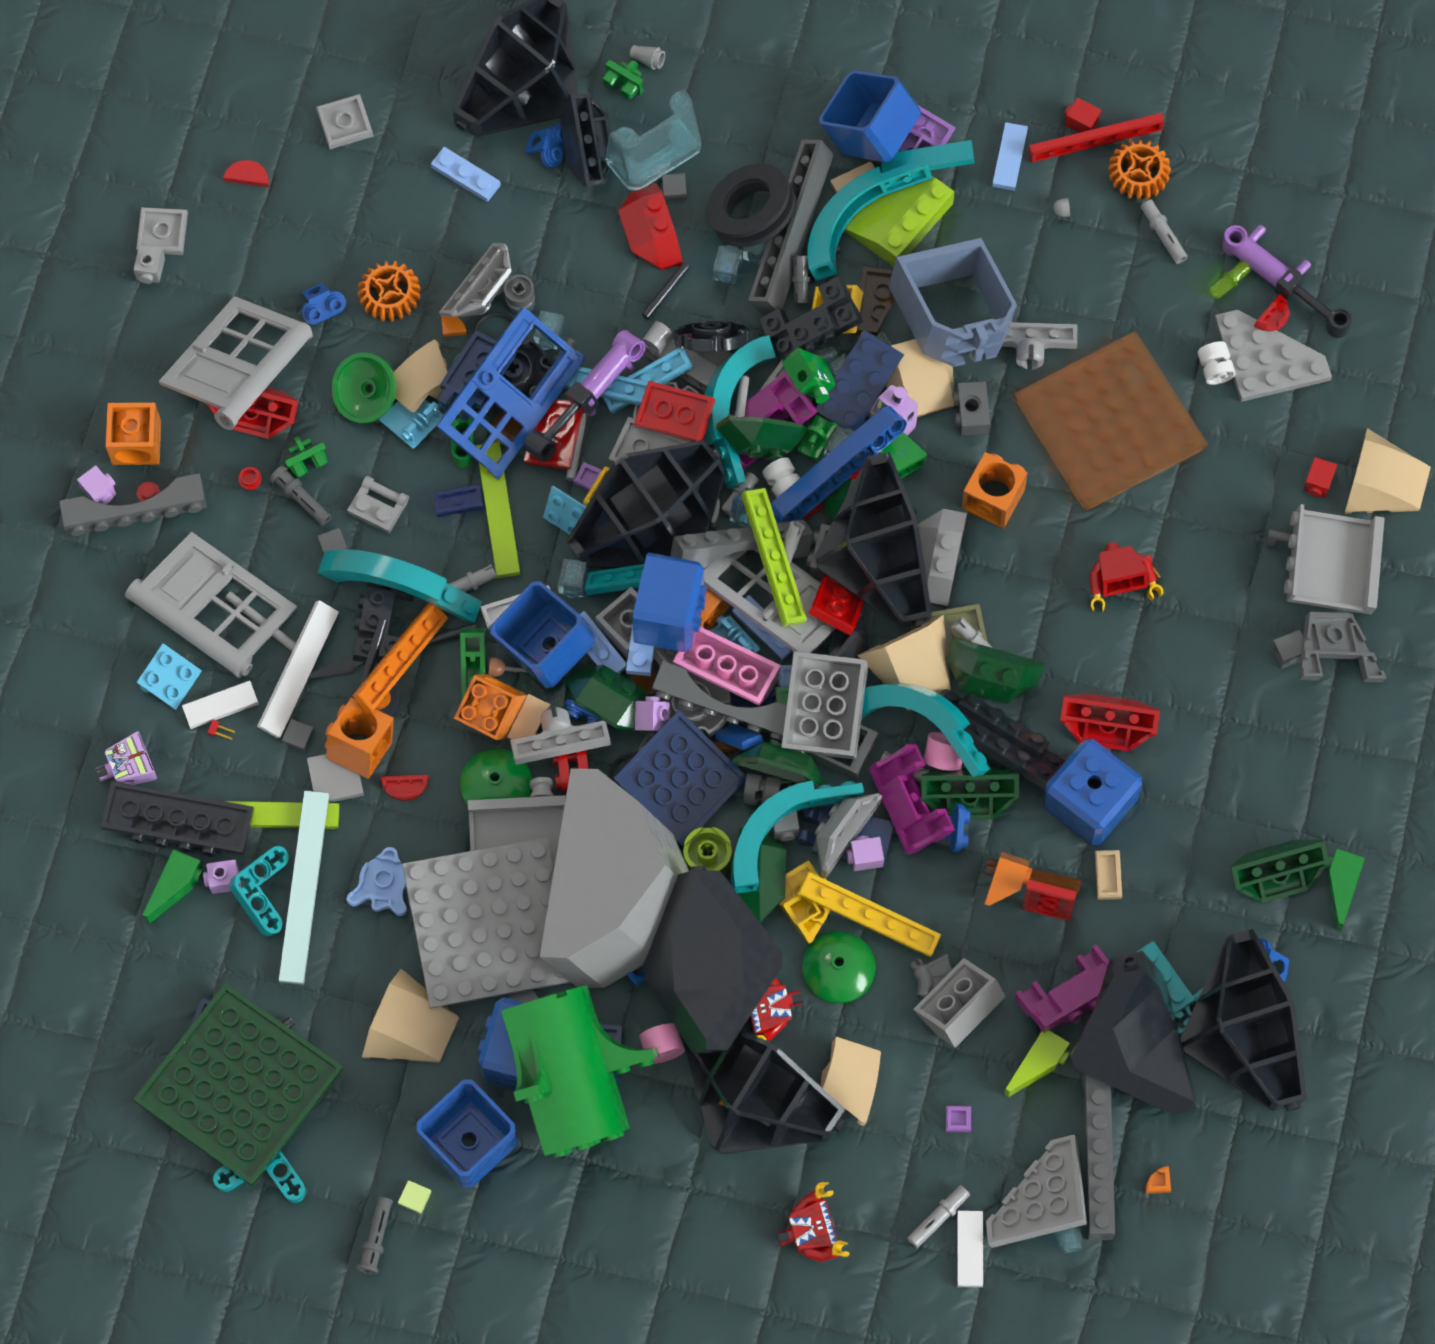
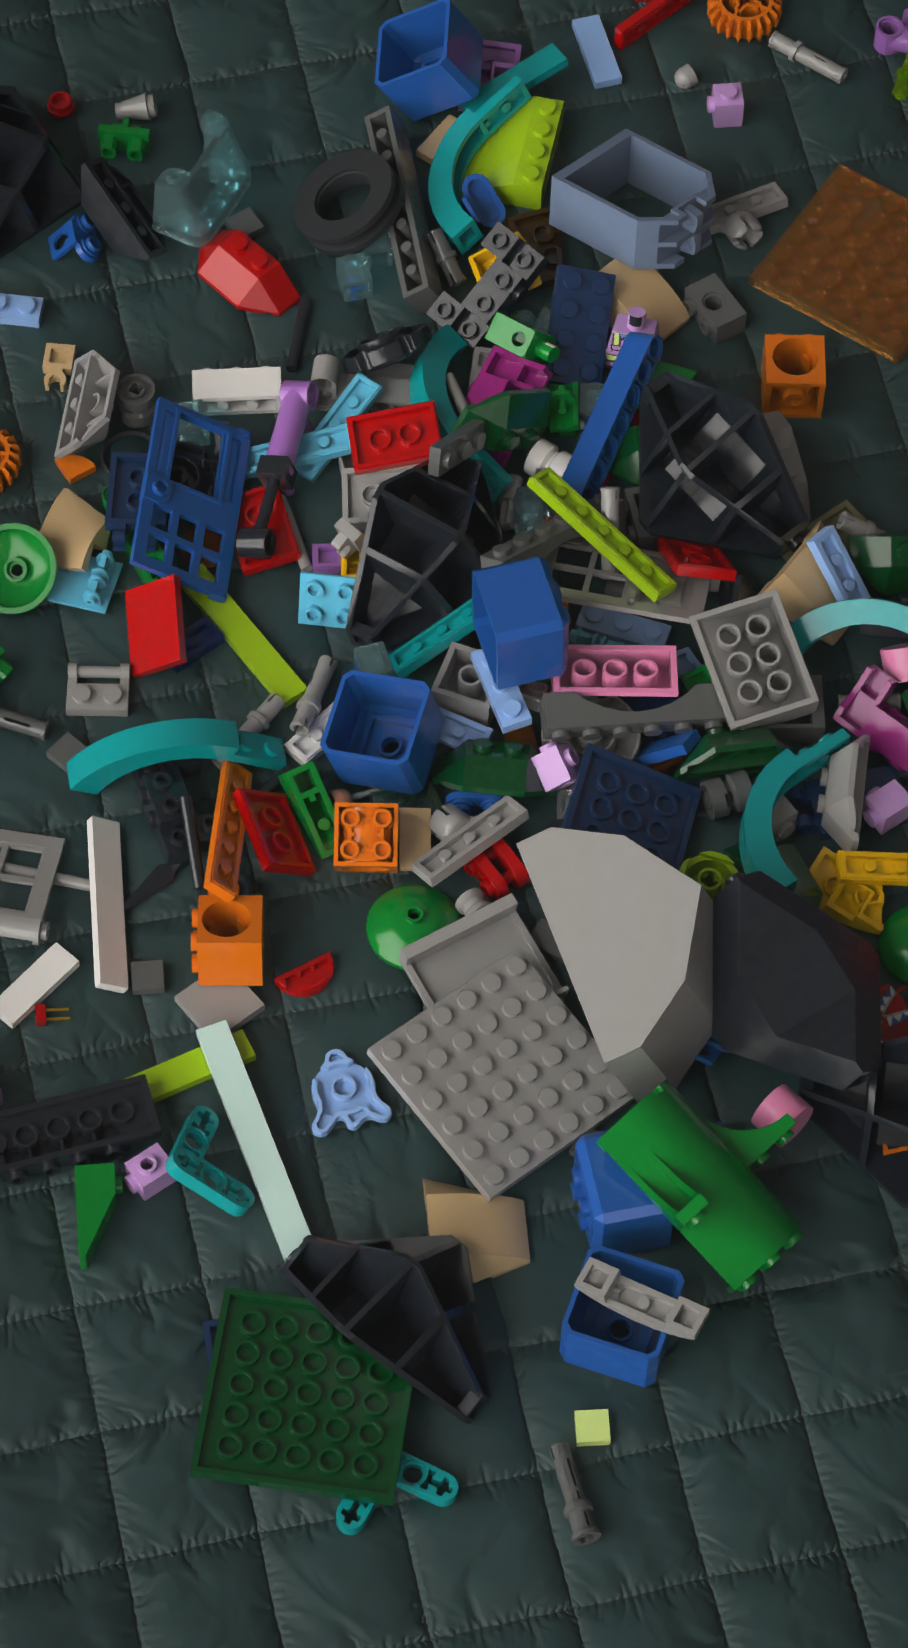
camera: 30 degrees left, 10 degrees down
(324, 1059) = (406, 1307): none -> black panel
(435, 670) = (274, 832): none -> red tile
(437, 478) = (155, 626): none -> red tile
(475, 1132) = (641, 1303): none -> light grey slope
(482, 238) = (57, 363): none -> tan plate
(512, 585) = (309, 704): none -> light grey pin
(594, 316) = (238, 390): none -> white brick
(595, 28) = (60, 105): none -> red plate
(597, 474) = (348, 539): none -> light grey tile
(704, 444) = (456, 447): none -> dark grey plate
(850, 246) = (482, 200): none -> blue bracket
(929, 660) = (836, 565): none -> light blue plate
(1077, 245) = (726, 105): none -> lavender brick

